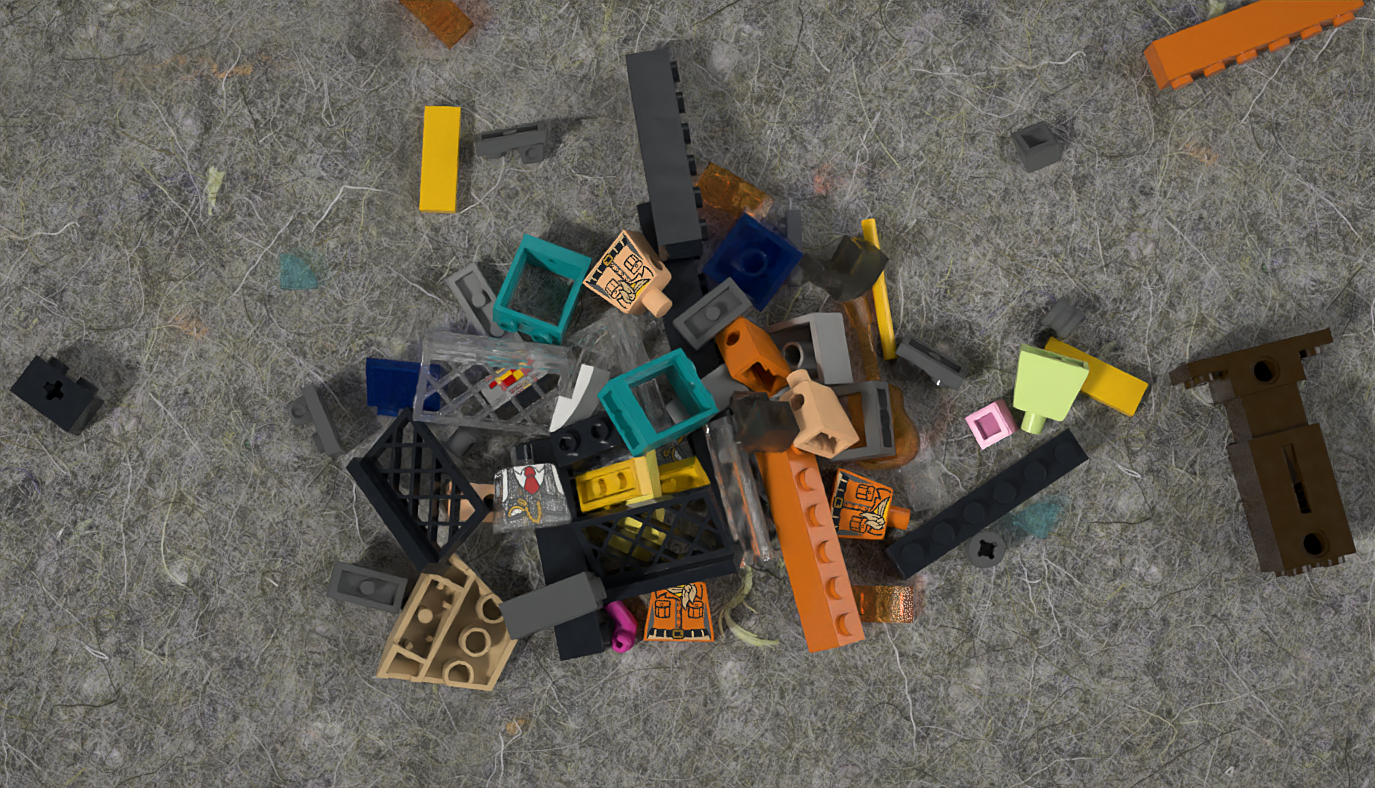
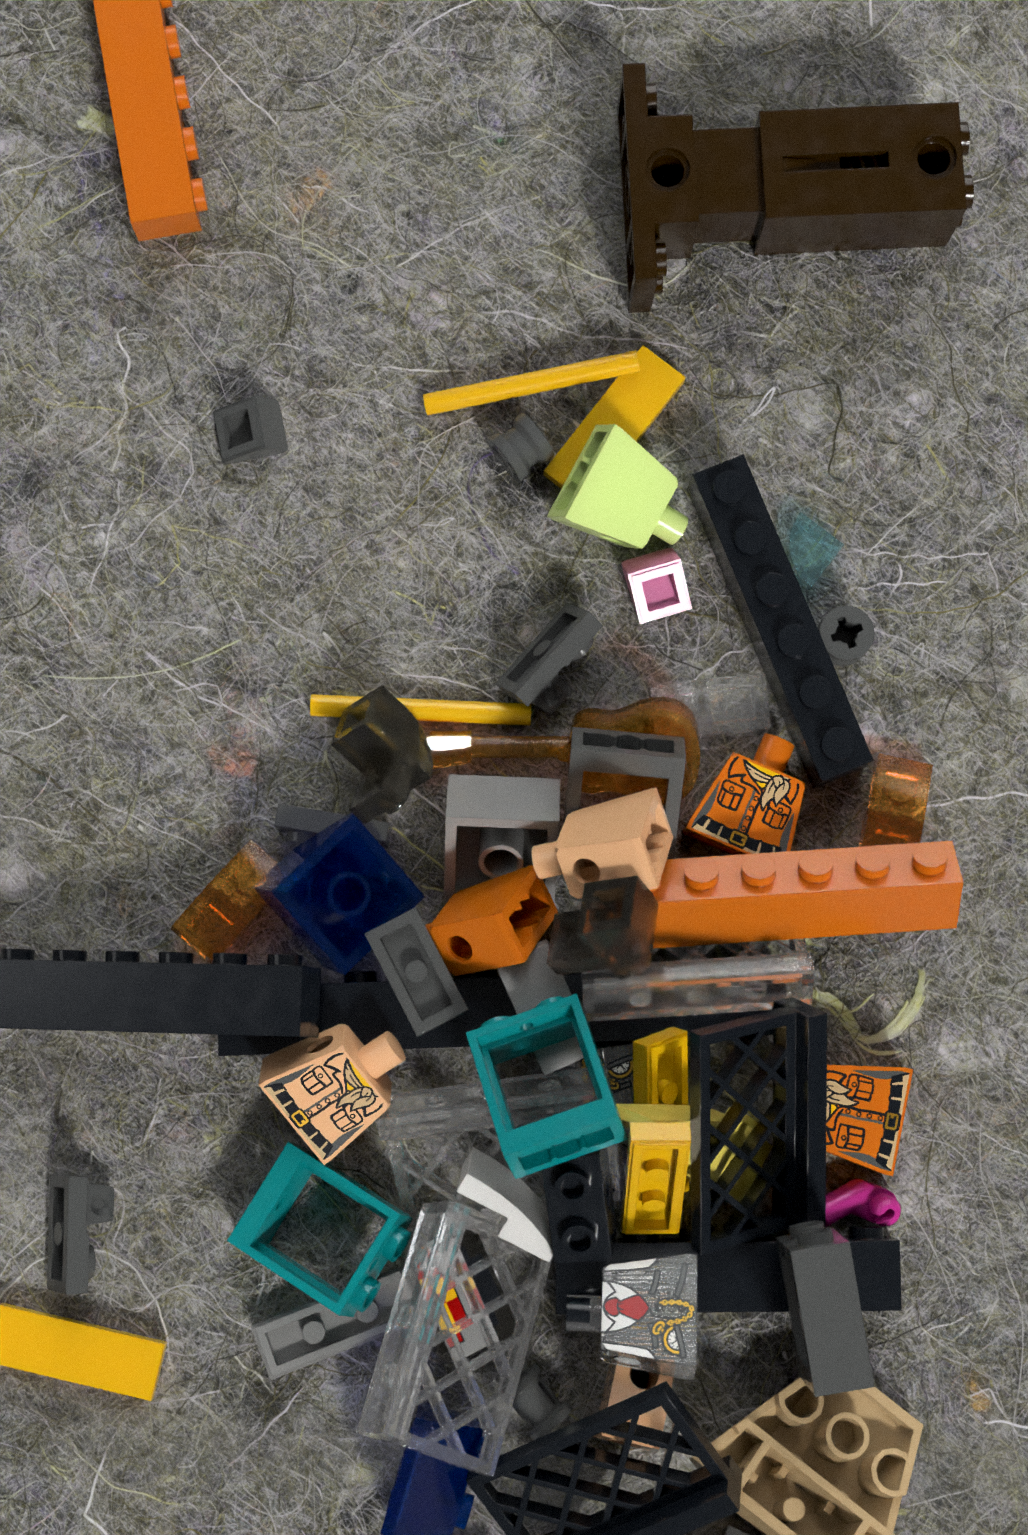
camera: 80 degrees left, 0 degrees up
(1107, 317) = (531, 382): none -> yellow bar

